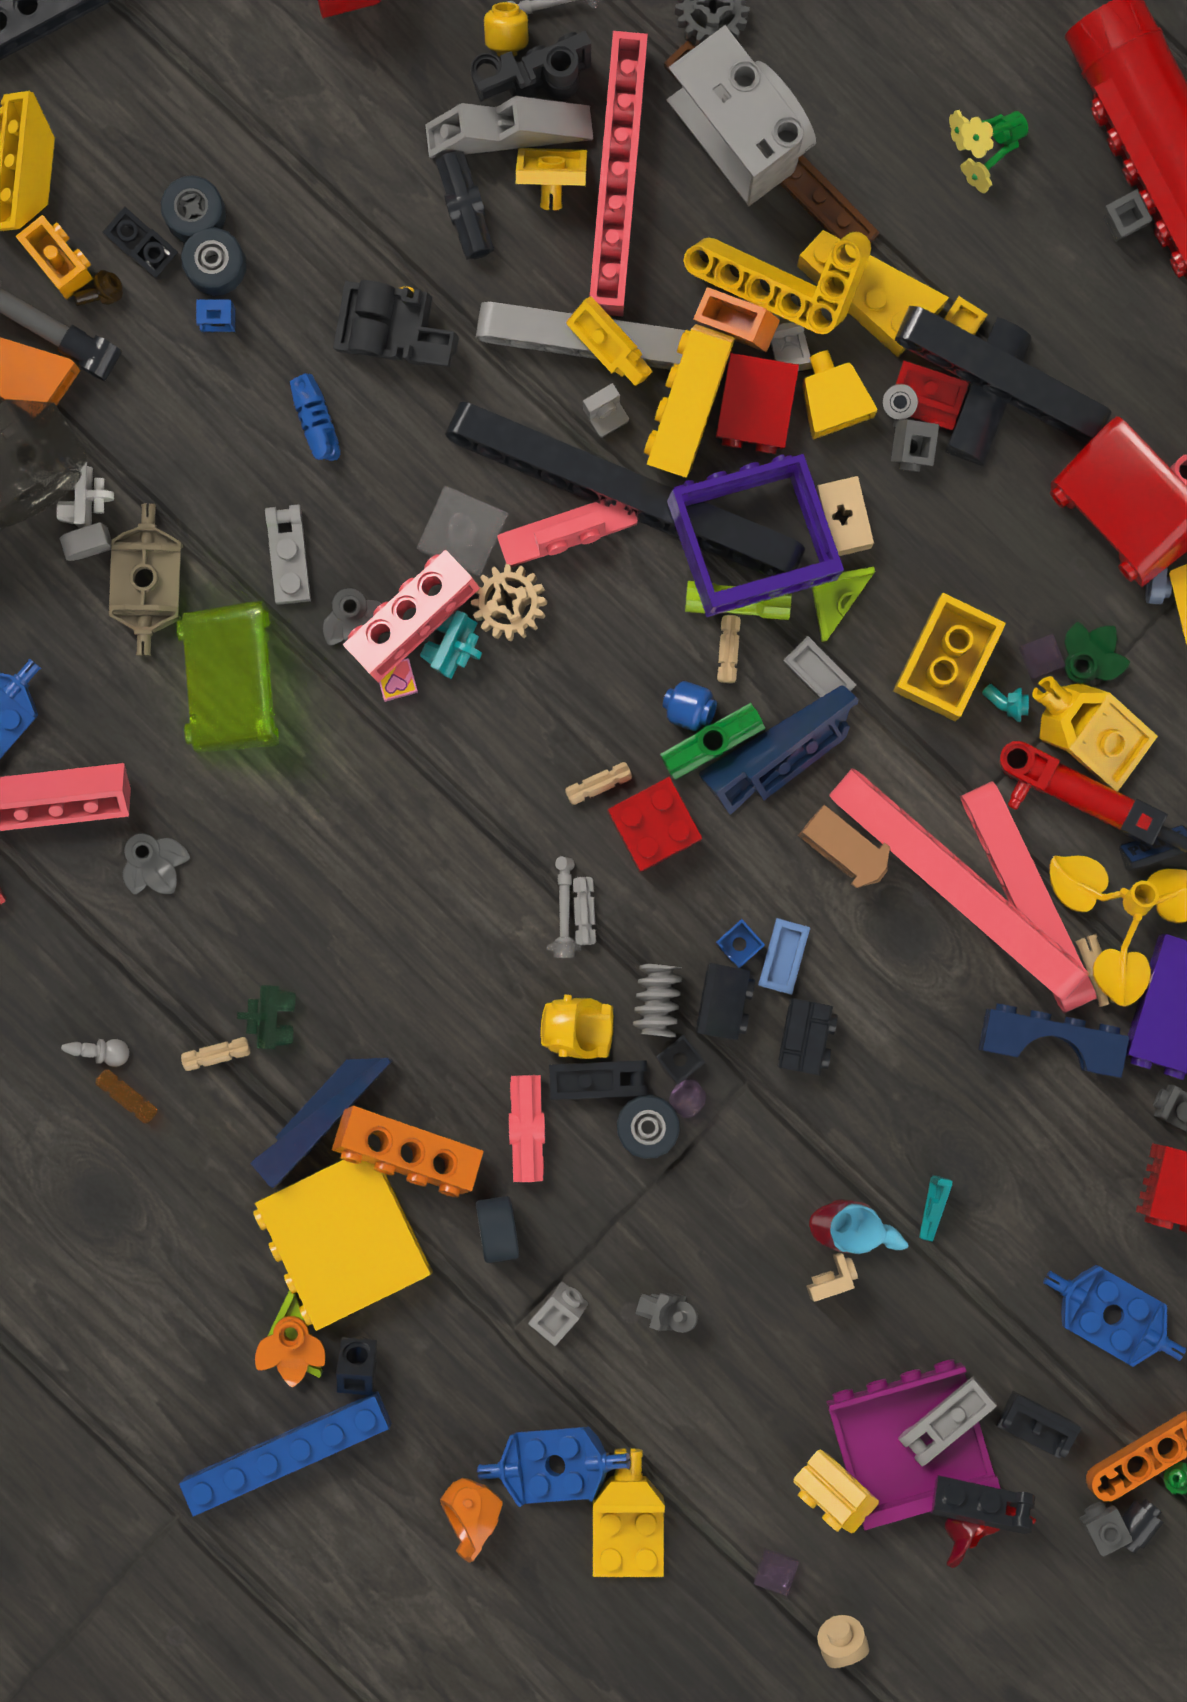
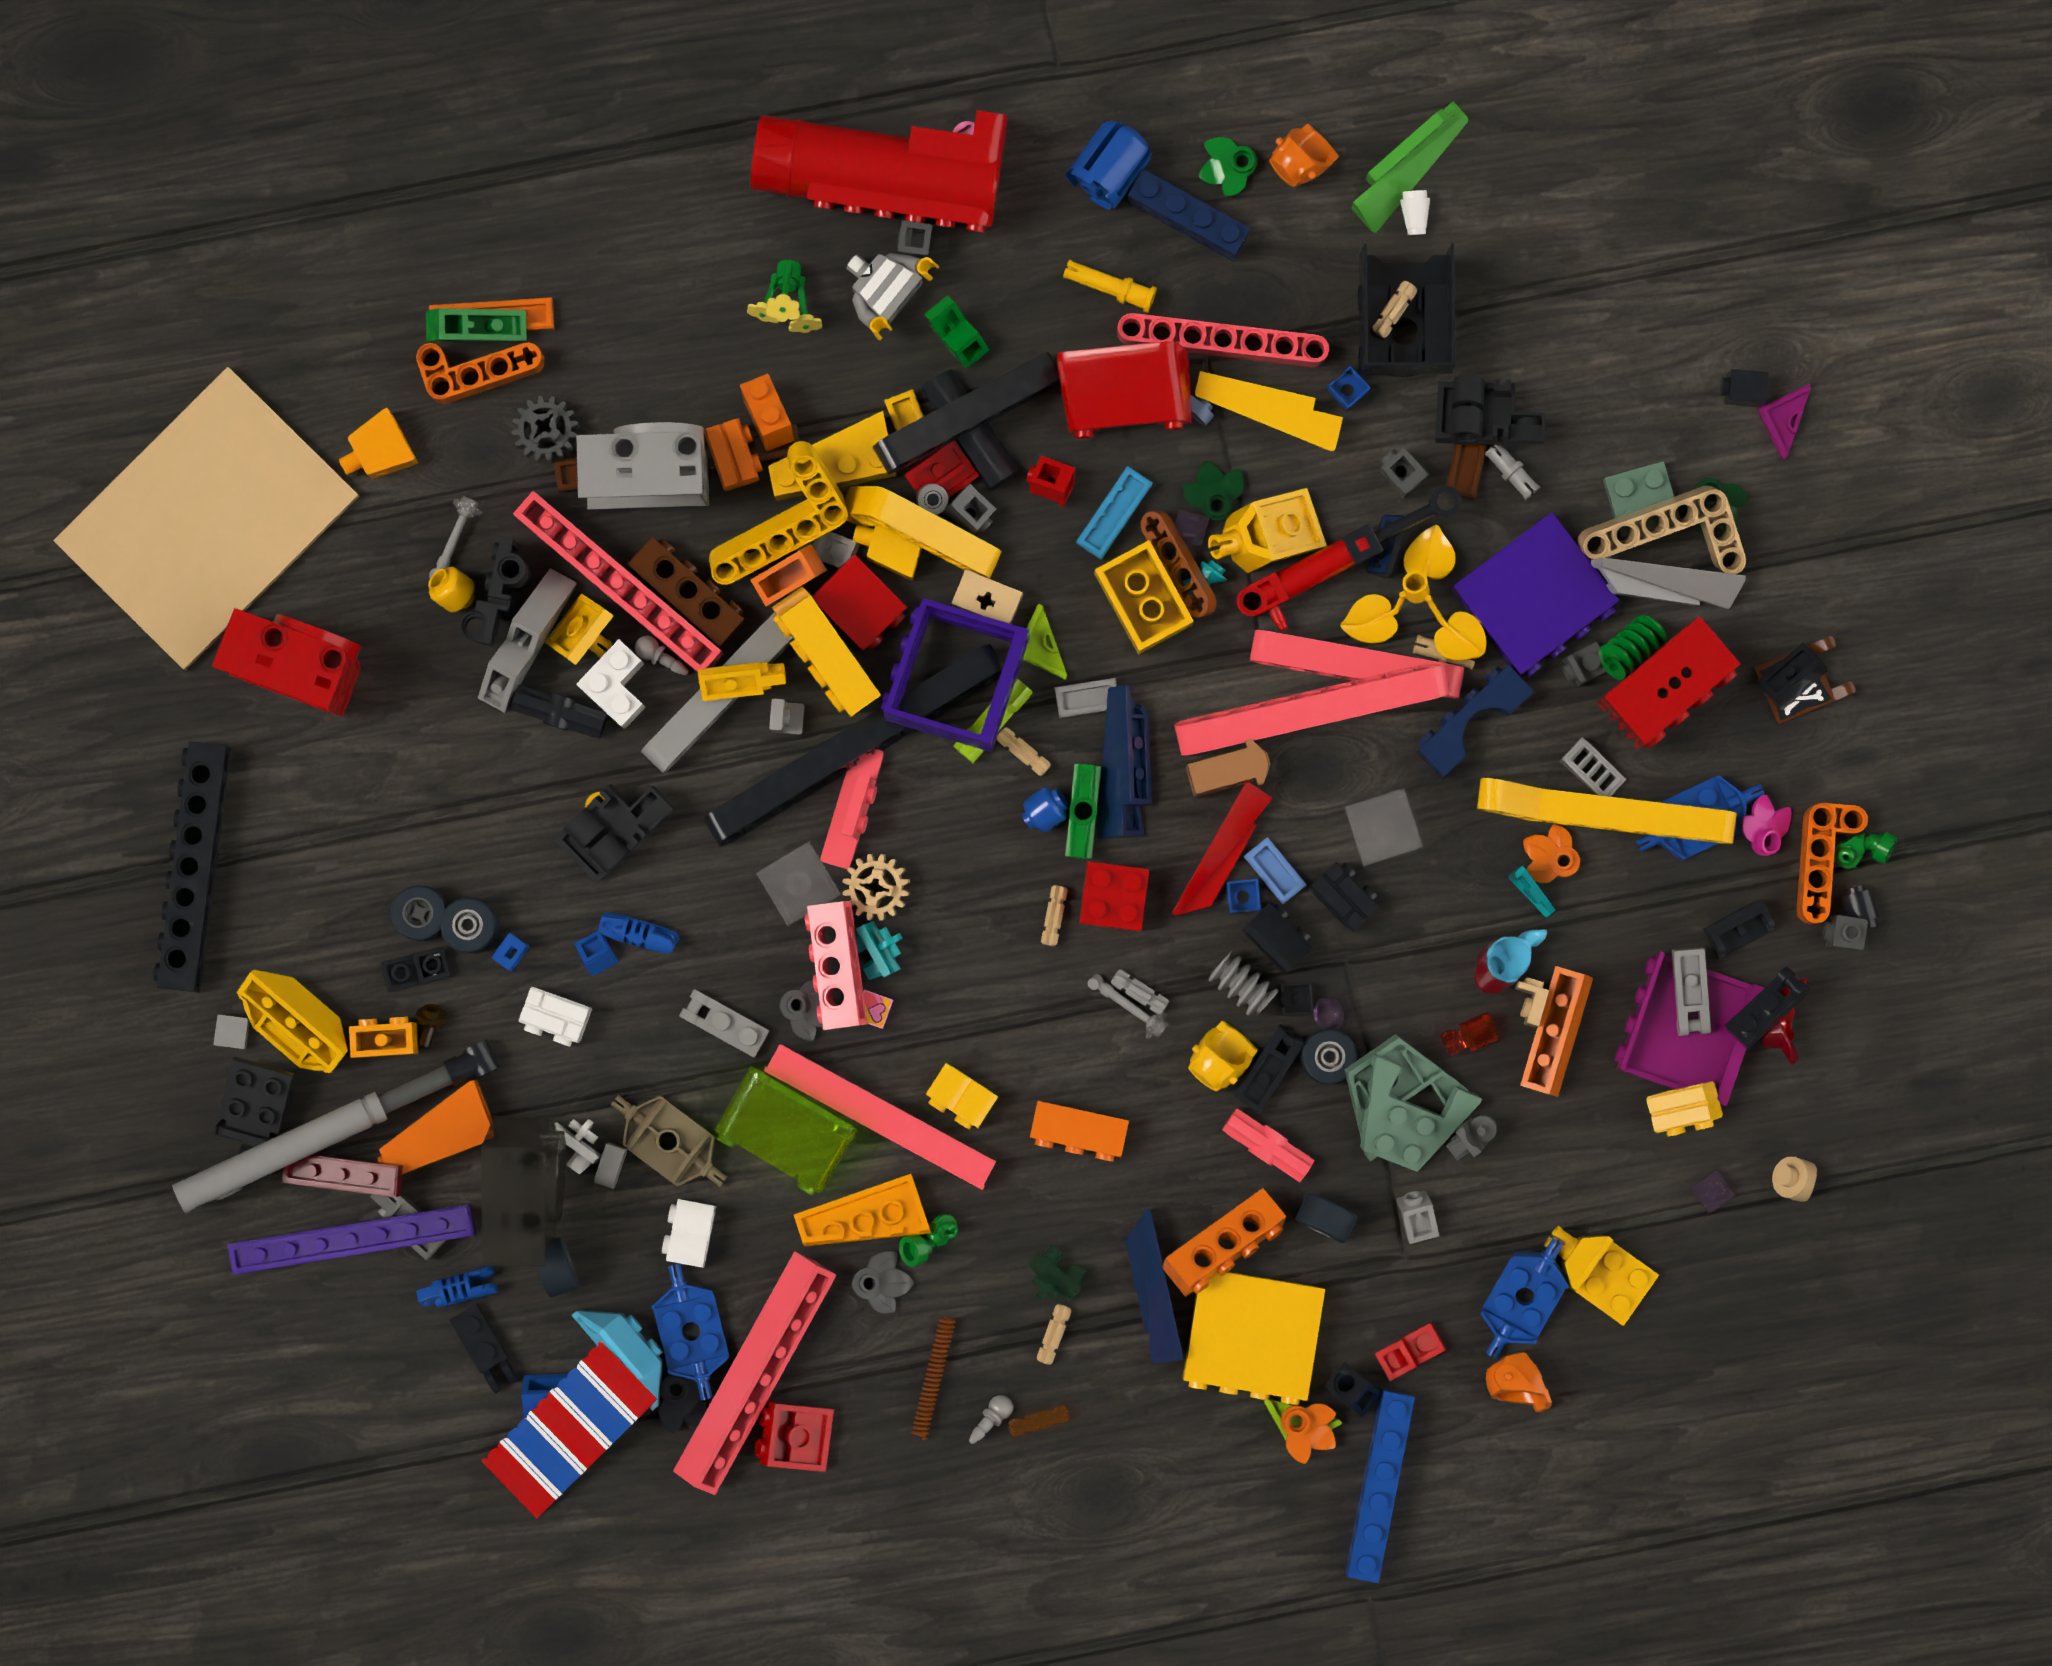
camera: 55 degrees left, 0 degrees up
(74, 657) = (689, 1233): none -> white brick
(102, 976) = (934, 1382): none -> dark orange piece
(186, 396) = (554, 1015): none -> white brick
(204, 873) = (915, 1248): none -> green arm
(208, 810) = (874, 1213): none -> light orange wing
(269, 394) = (596, 953): none -> blue slope
(302, 754) = (880, 1116): none -> coral tile
(372, 815) = (961, 1096): none -> yellow brick
(417, 944) = (1078, 1130): none -> orange brick
(430, 1394) = (1410, 1351): none -> red slope
(524, 227) = (606, 683): none -> white brick
(579, 244) = (649, 649): none -> light grey bar
(629, 1244) = (1405, 1130): none -> sand green wing
(656, 188) = (718, 630): none -> reddish brown brick
(665, 1196) = (1414, 1076): none -> sand green wing
(764, 1246) = (1474, 1034): none -> clear red plate
(768, 895) = (1223, 850): none -> red wedge
(810, 191) = (732, 454): none -> orange brick
(821, 1322) = (1556, 1031): none -> orange brick
(859, 356) = (886, 509): none -> yellow beam
(871, 195) = (767, 412): none -> orange piece
(895, 1027) = (1383, 827): none -> clear plate
(980, 1196) = (1547, 852): none -> orange plate
(996, 498) = (1048, 471): none -> red brick
(1007, 576) = (1114, 513): none -> dark azure plate
(1008, 668) = (1181, 561): none -> dark orange beam
(1058, 1225) = (1606, 812): none -> yellow beam
(1064, 223) = (886, 286): none -> torso
(1069, 314) = (956, 332): none -> green brick
(1102, 1173) = (1592, 753): none -> light grey slope
(1150, 1383) = (1766, 826): none -> dark pink plate

